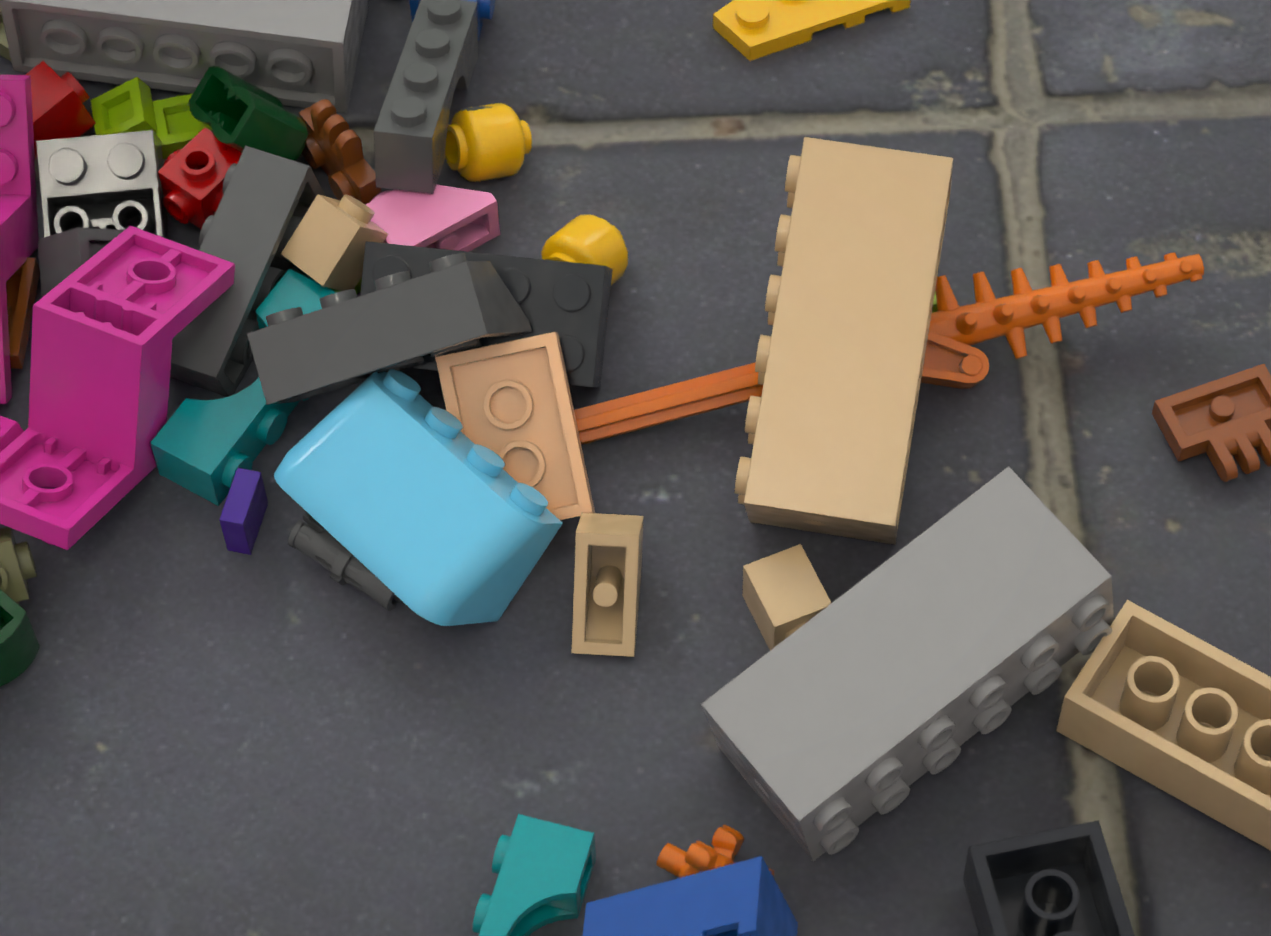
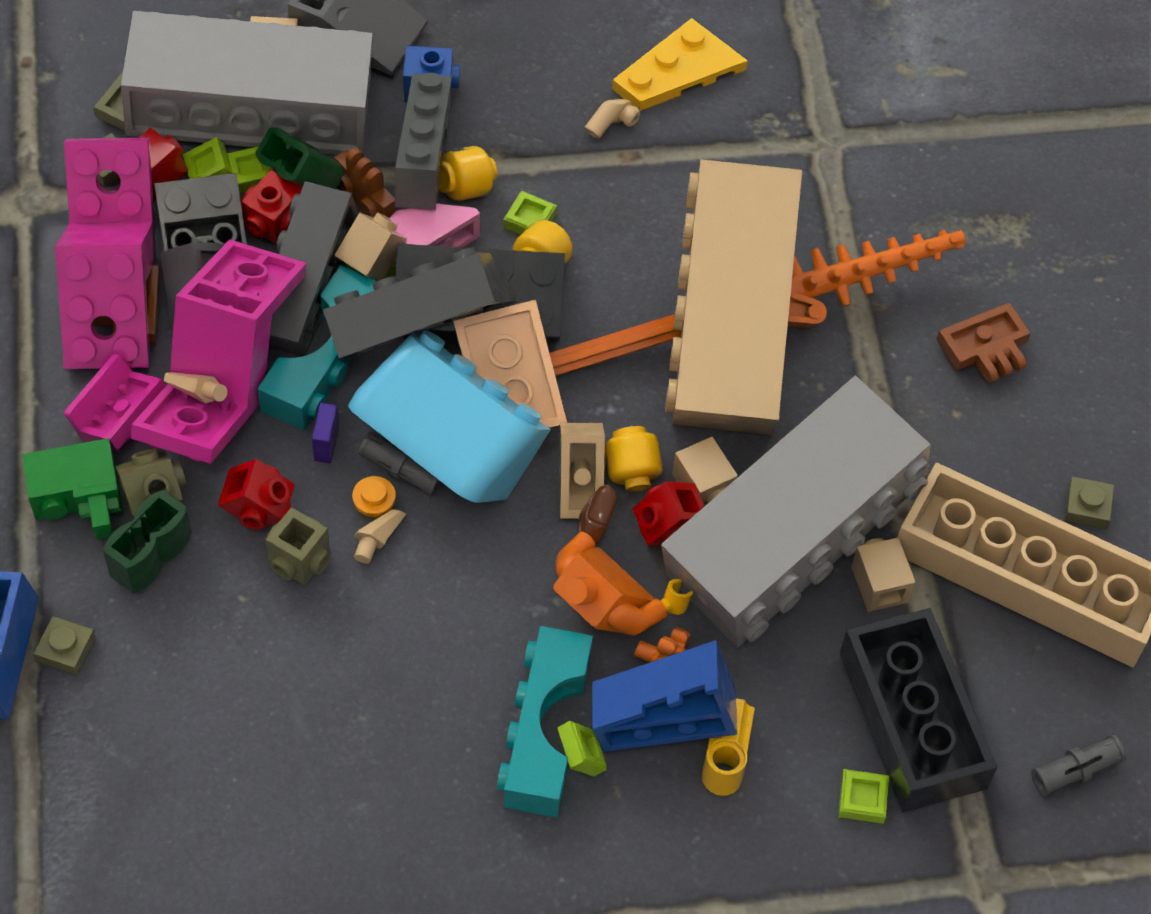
camera: 10 degrees left, 0 degrees up
(65, 436) = (198, 386): none -> tan bar
(133, 597) = (256, 494): none -> red brick
(183, 677) = (298, 547): none -> olive brick
(301, 663) = (375, 535): none -> tan bar
(304, 607) = (374, 496): none -> light orange plate
(571, 198) = (526, 211): none -> lime tile
(614, 761) = (600, 587): none -> orange torso
(684, 570) = (633, 458): none -> yellow head
(707, 61) = (612, 112): none -> tan arm
(722, 649) = (666, 510): none -> red brick
(1037, 762) = (883, 574): none -> tan brick

